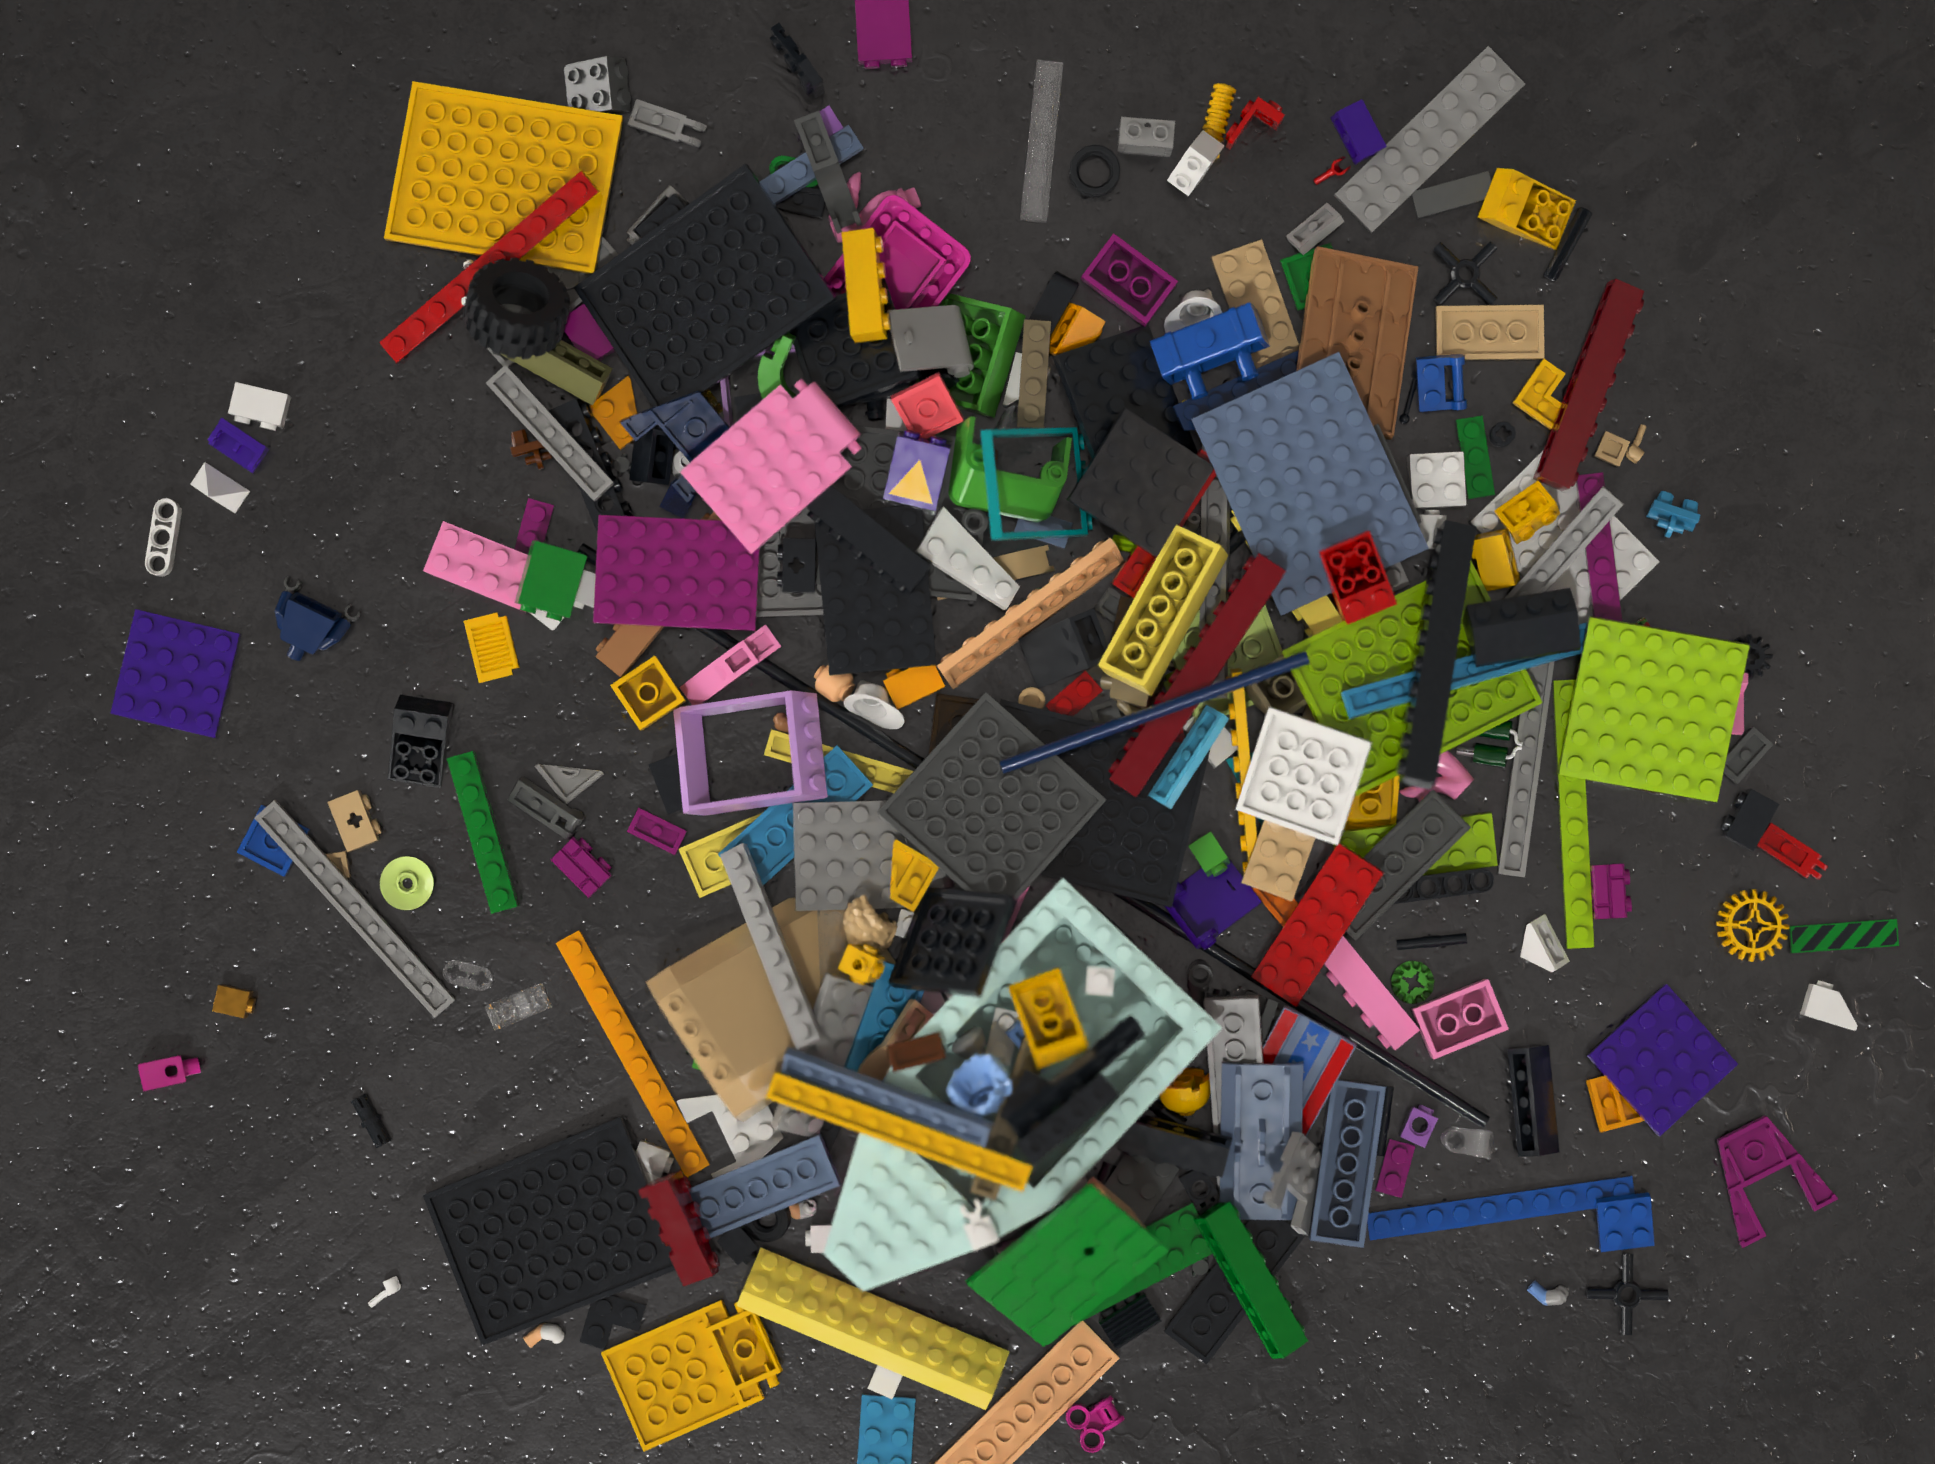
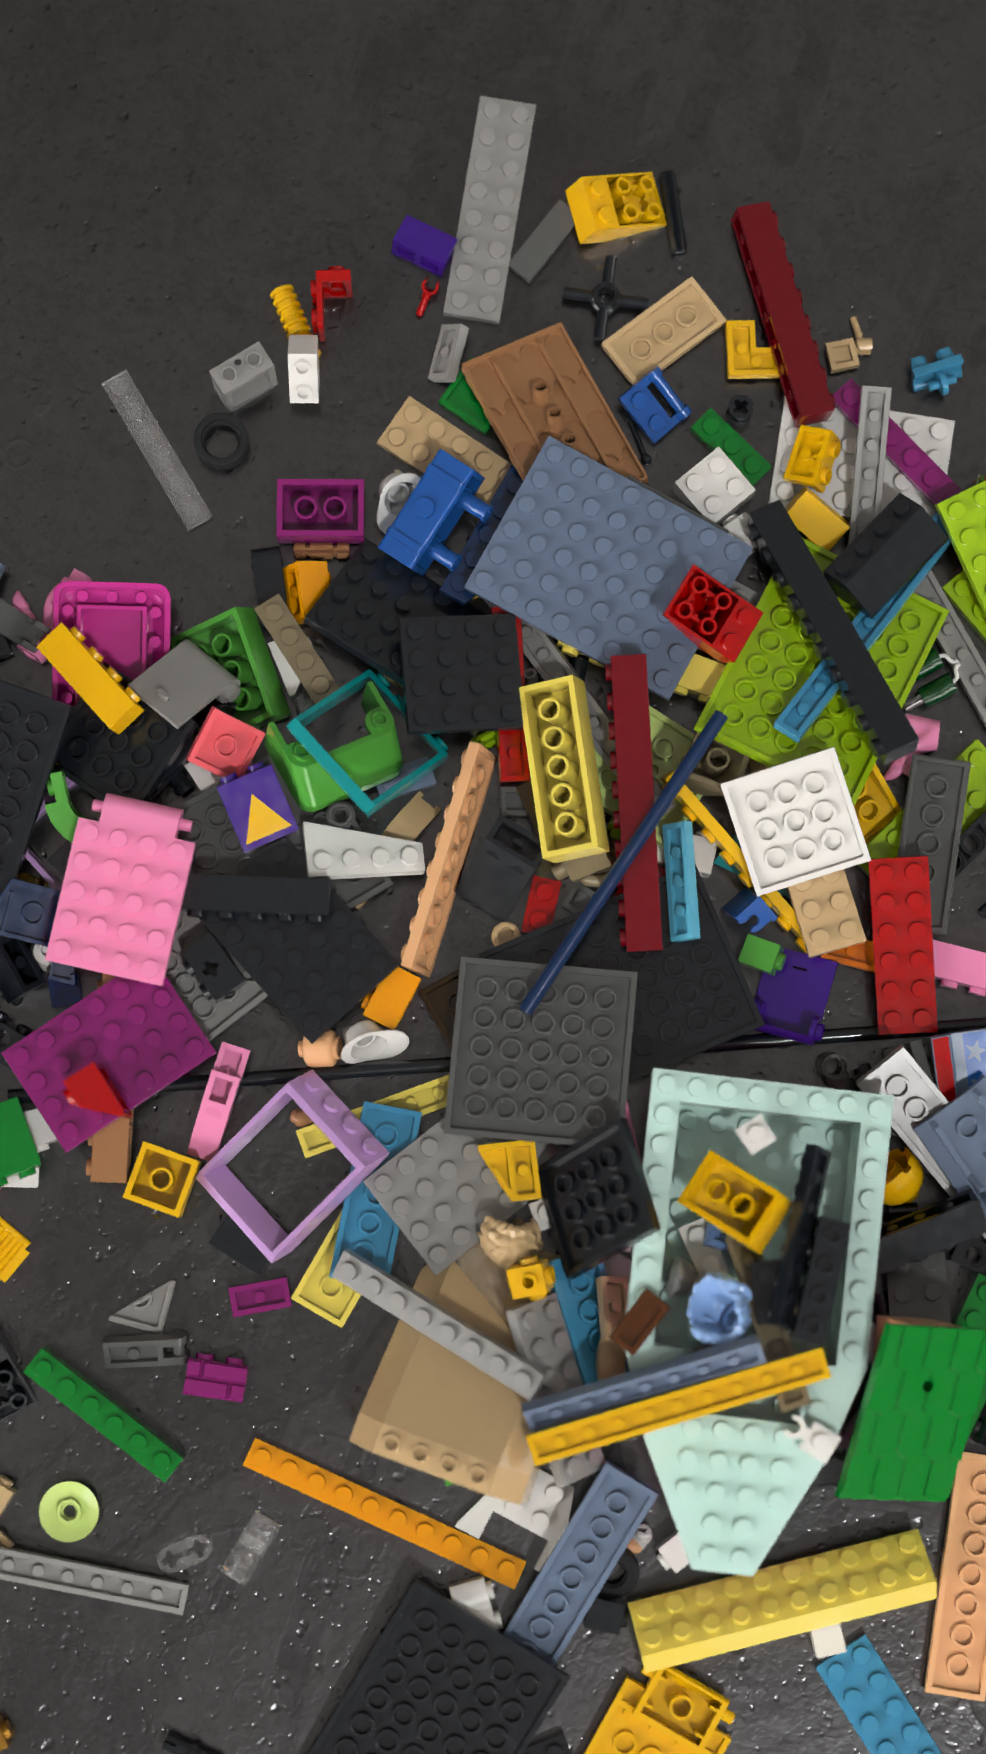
camera: 40 degrees left, 5 degrees down
(647, 596) = (95, 1091): none -> red slope
(681, 1227) = (543, 1639): dark red wedge -> none
(1108, 309) = (321, 550): none -> medium nougat axle
(1224, 810) = (746, 905): none -> blue hinge

